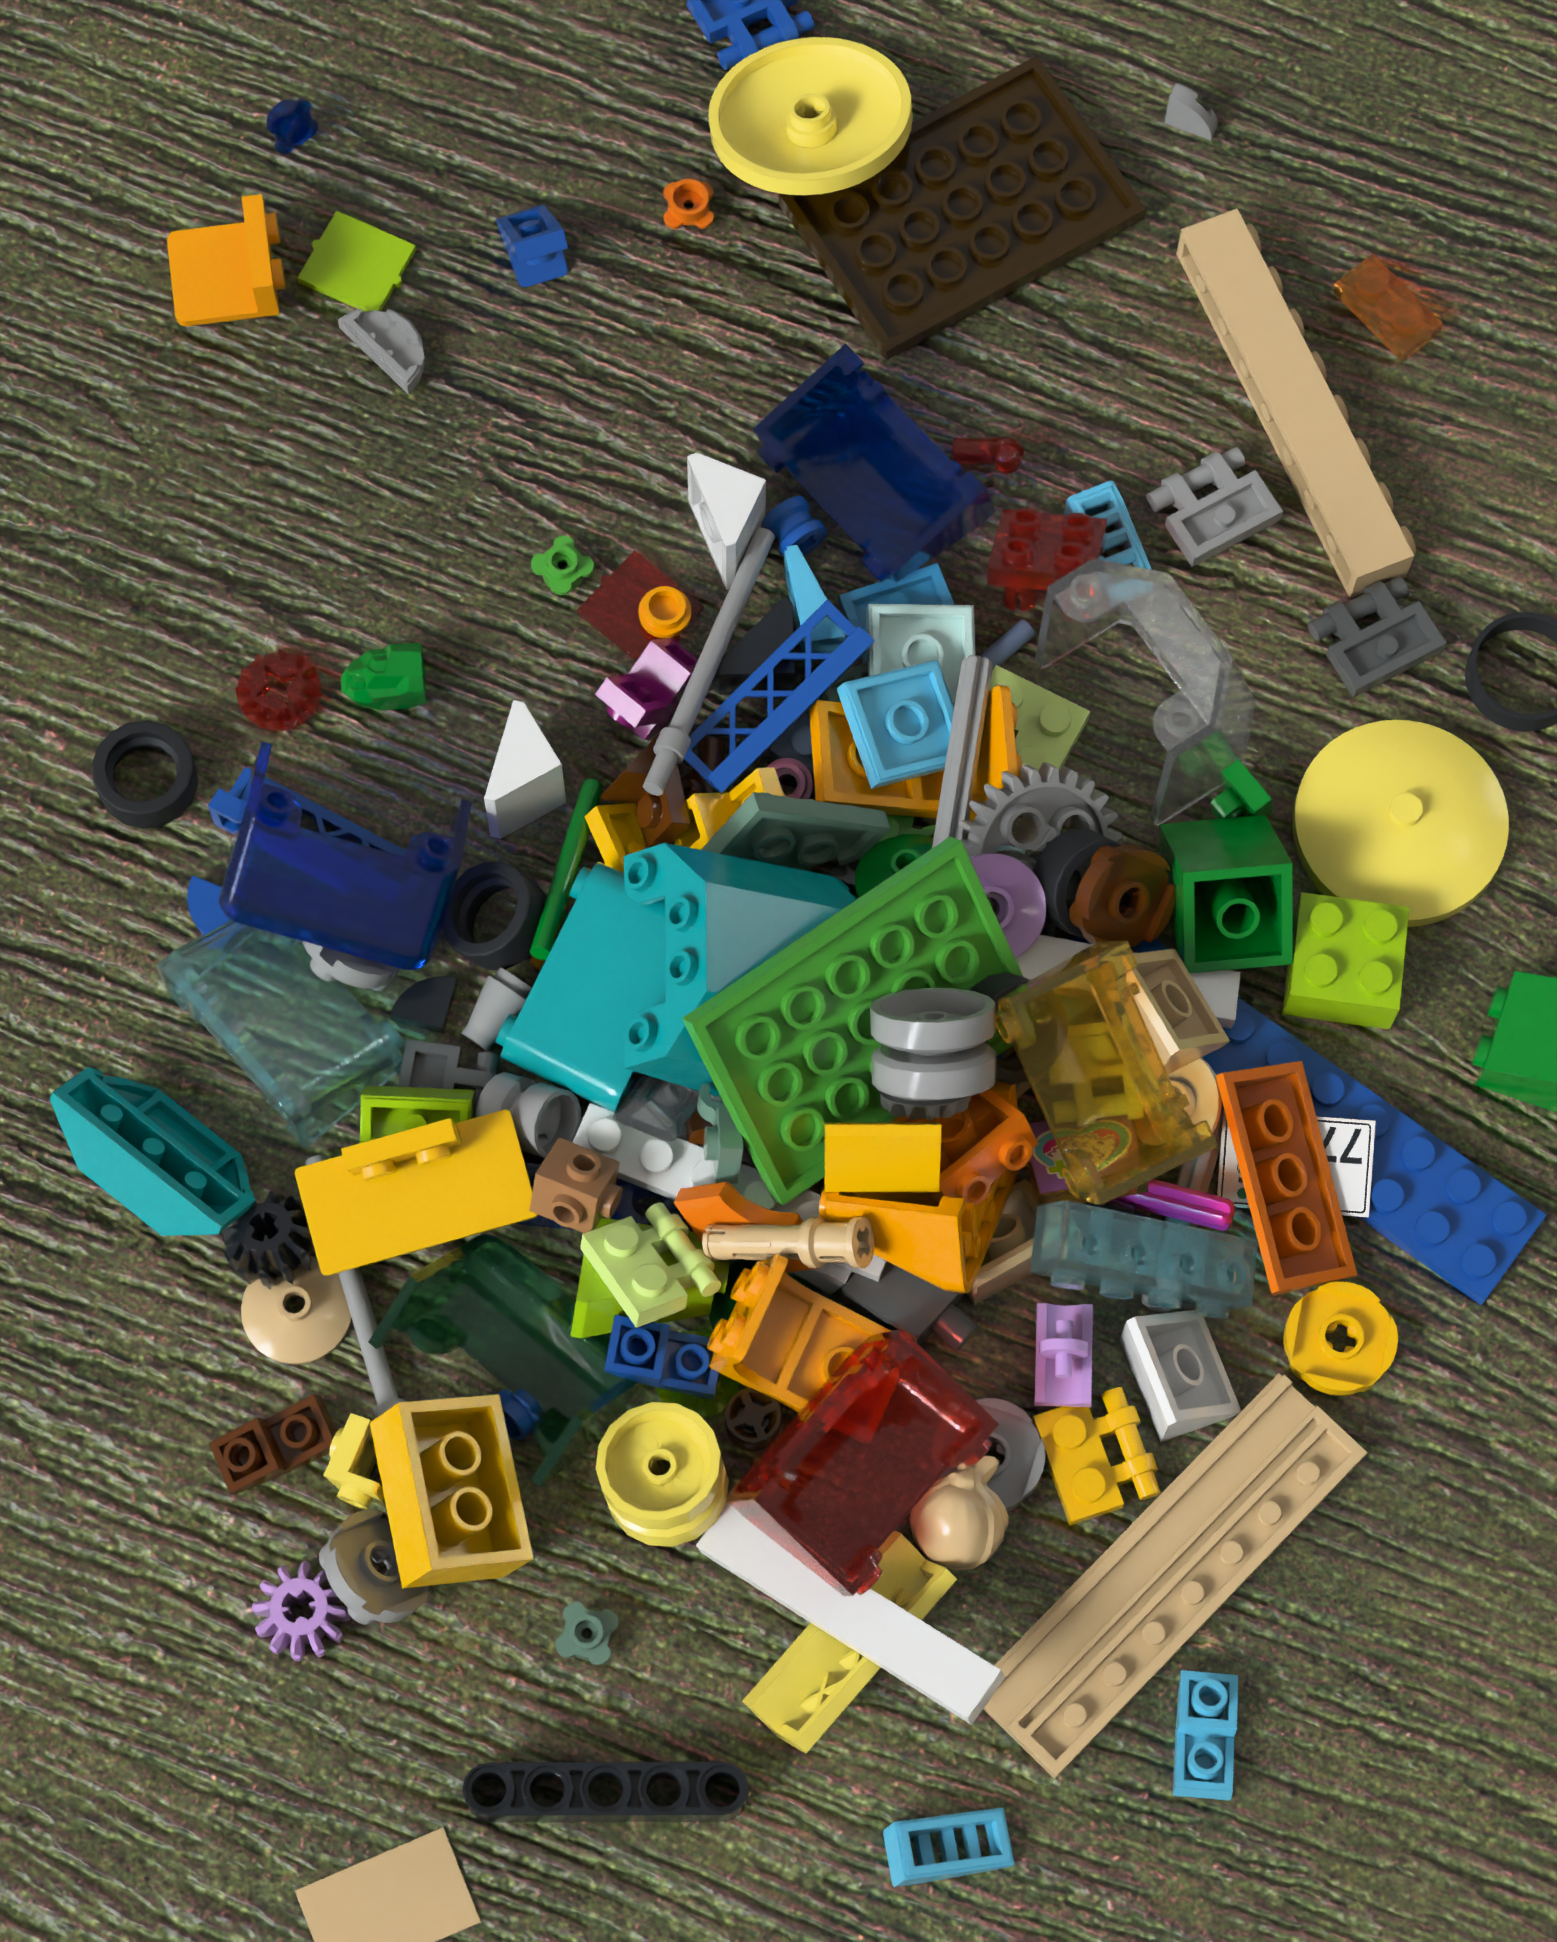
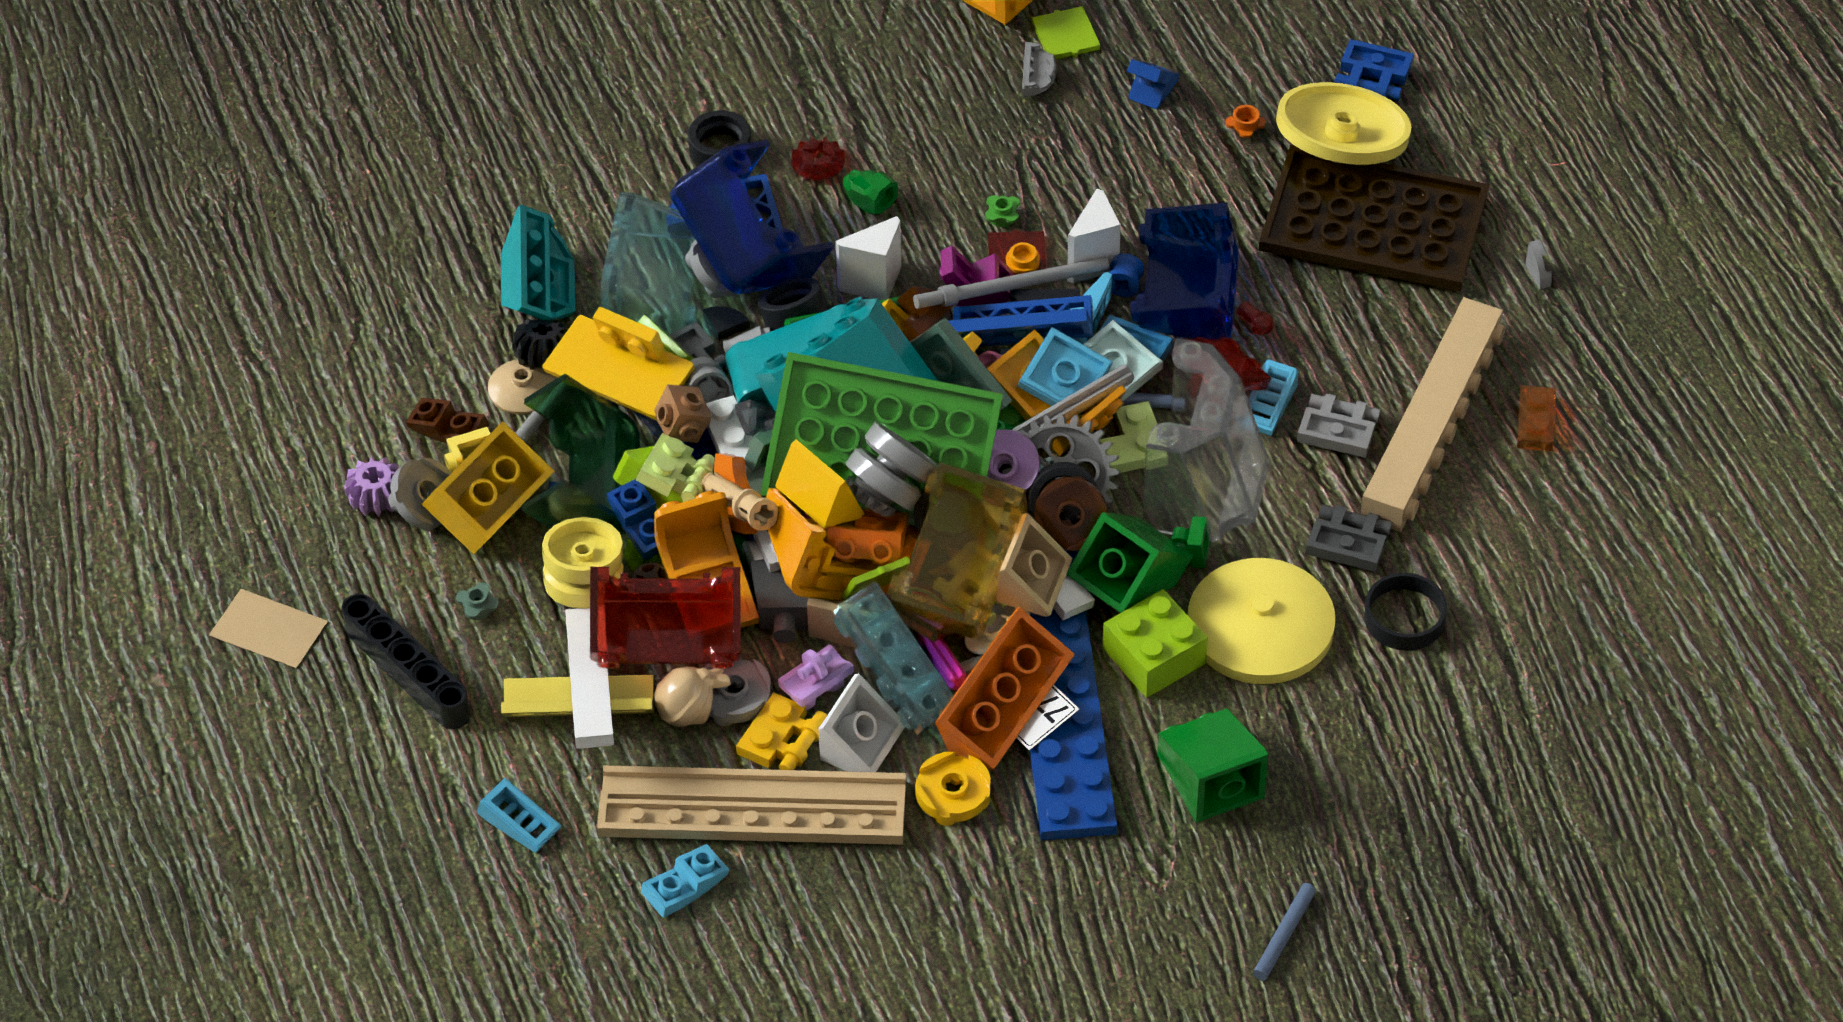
camera: 50 degrees right, 20 degrees down
(1030, 1191) = (881, 575): none -> lime piece

